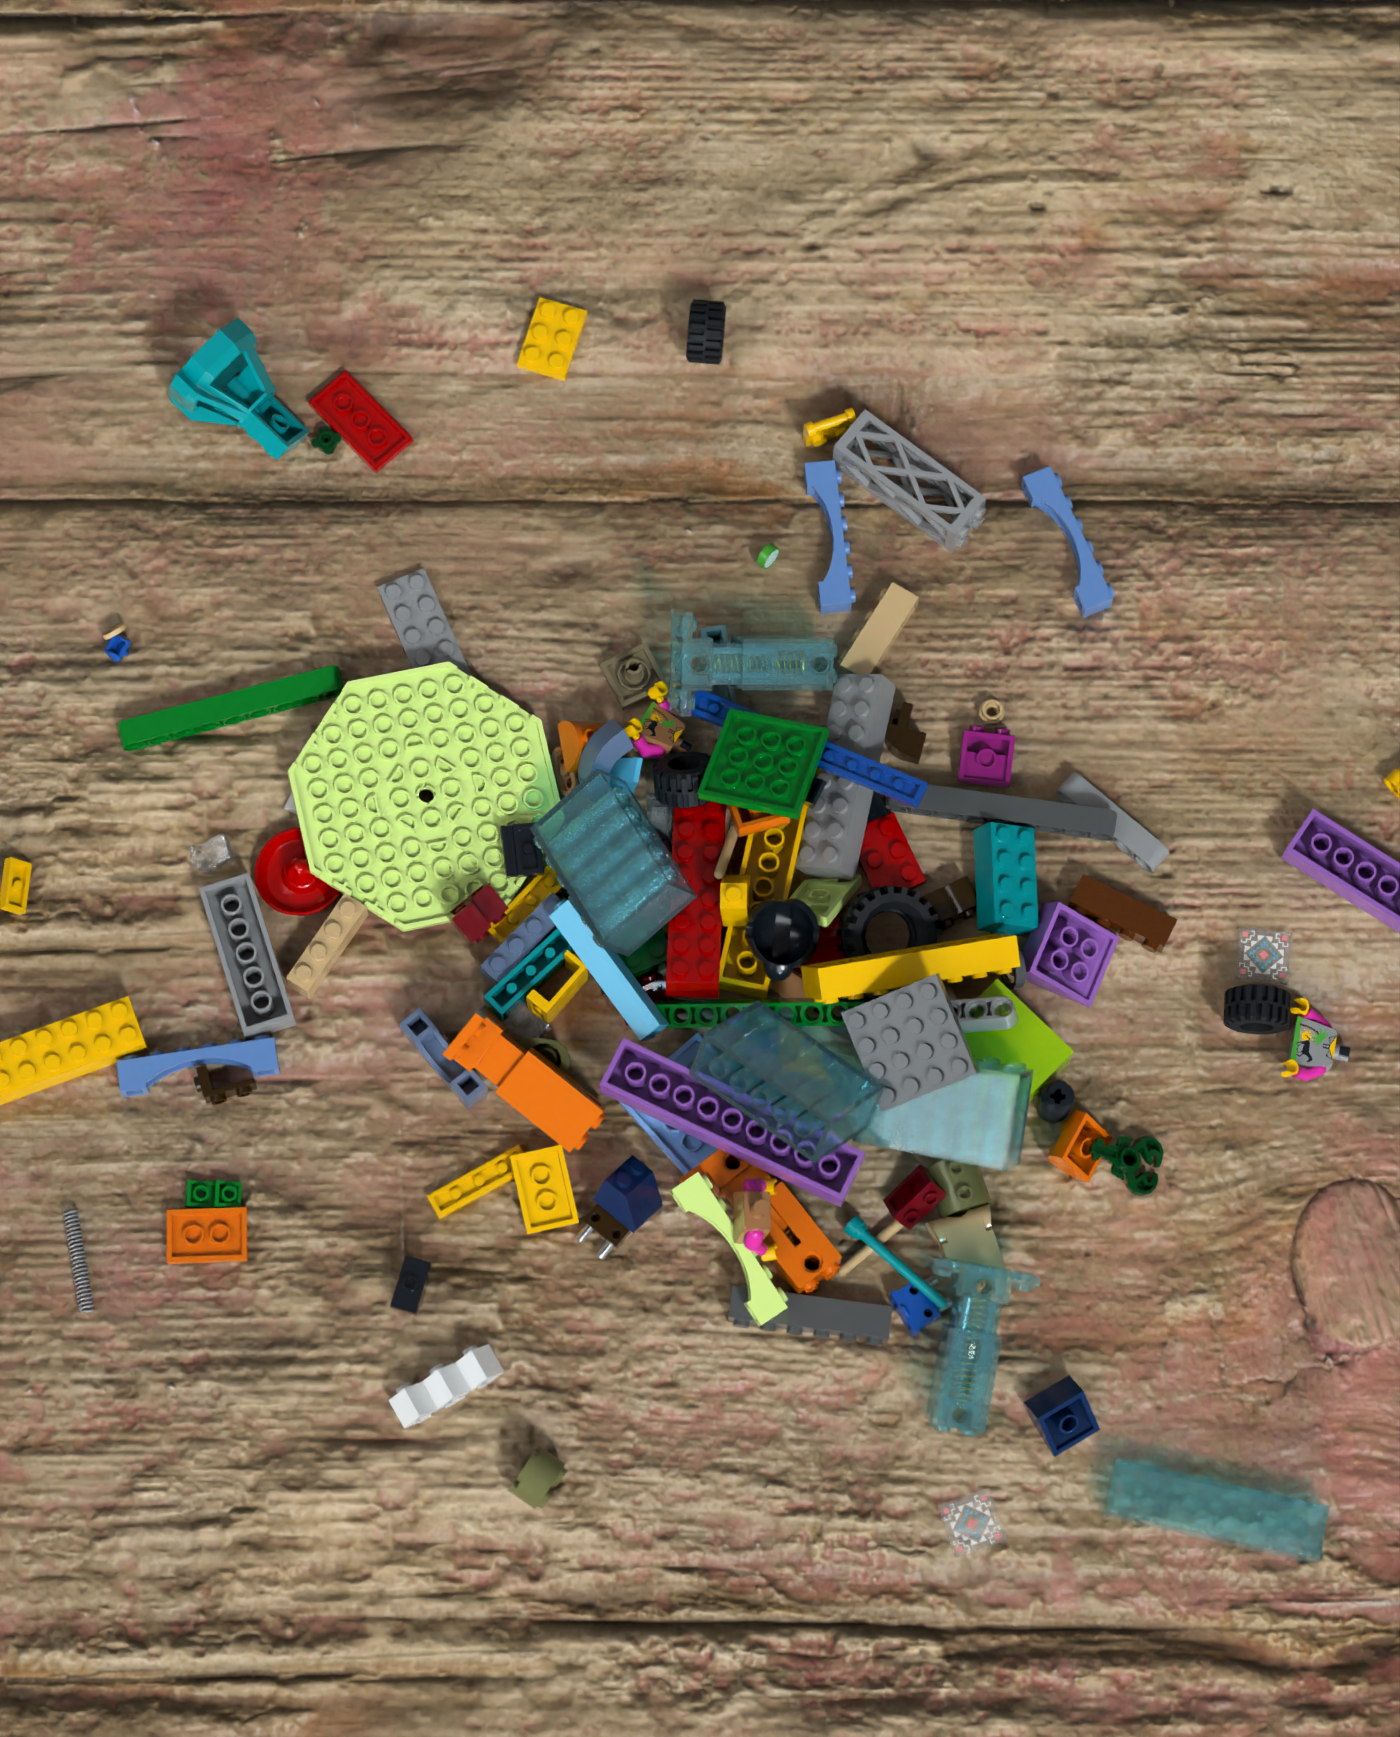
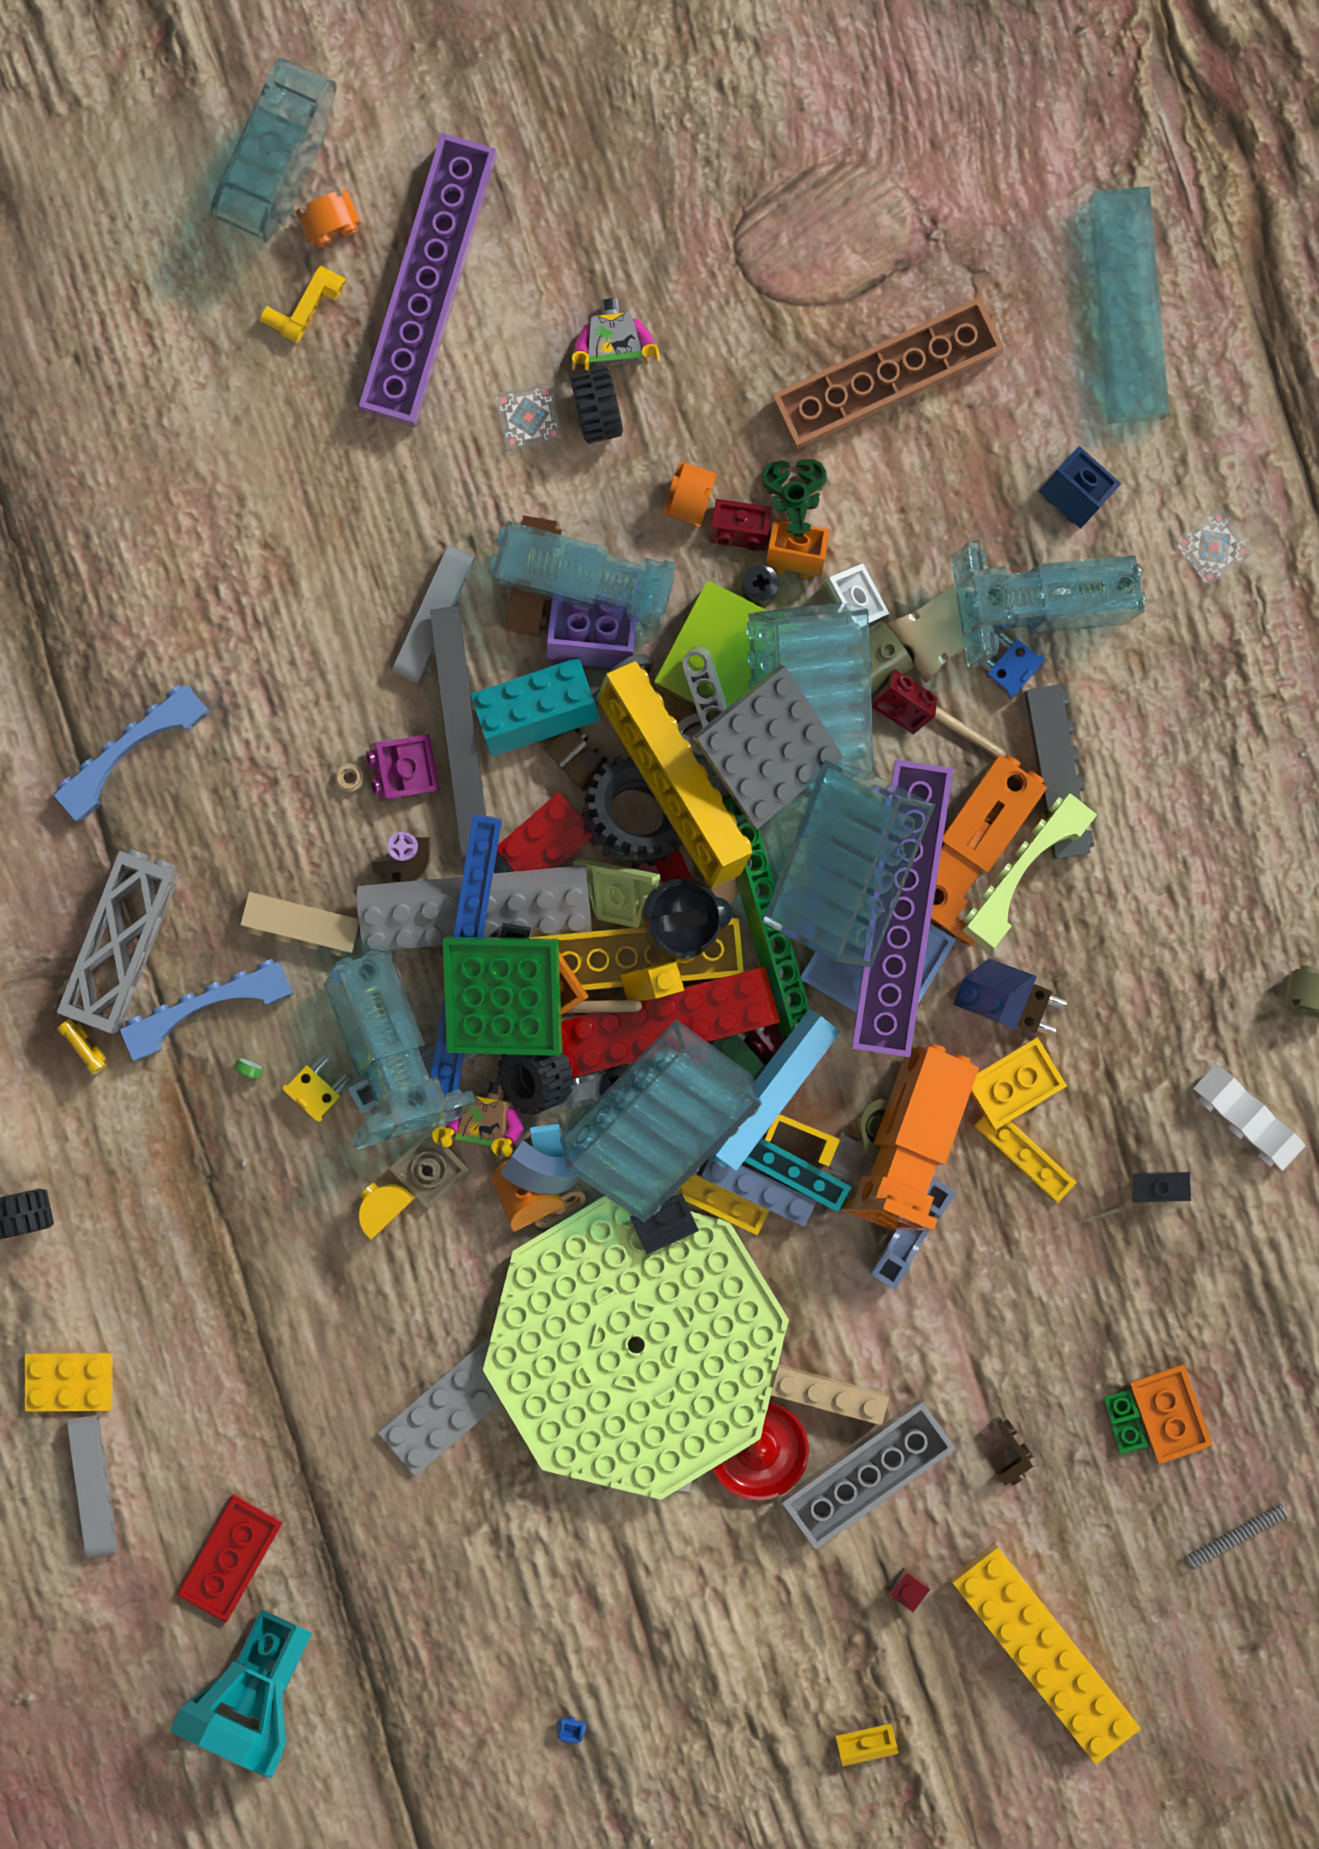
camera: 110 degrees left, 15 degrees up
(114, 631) = (554, 1740): tan piece -> none
(135, 961) = (908, 1589): none -> dark red brick
(140, 1073) = (969, 1426): medium blue arch -> none
(211, 853) = (767, 1550): clear bracket -> none
(230, 708) = (600, 1585): green beam -> none
(326, 447) = (271, 1582): dark green plate -> none
(459, 330) = (92, 1486): none -> light grey beam
(476, 913) = (751, 1250): dark red brick -> none
(614, 623) = (381, 1206): none -> yellow brick
(729, 599) = (310, 1095): none -> yellow piece
(753, 1216) = (994, 855): medium nougat torso -> none
(857, 1229) = (955, 748): teal piece -> none
(918, 724) = (397, 846): none -> lavender wheel
(1020, 1186) = (857, 589): none -> white slope
(1108, 949) = (581, 573): none -> clear light blue brick
(1116, 1105) = (740, 524): none -> dark red bracket
(1155, 1067) = (689, 493): none -> orange brick
(1213, 1273) = (887, 373): none -> nougat brick

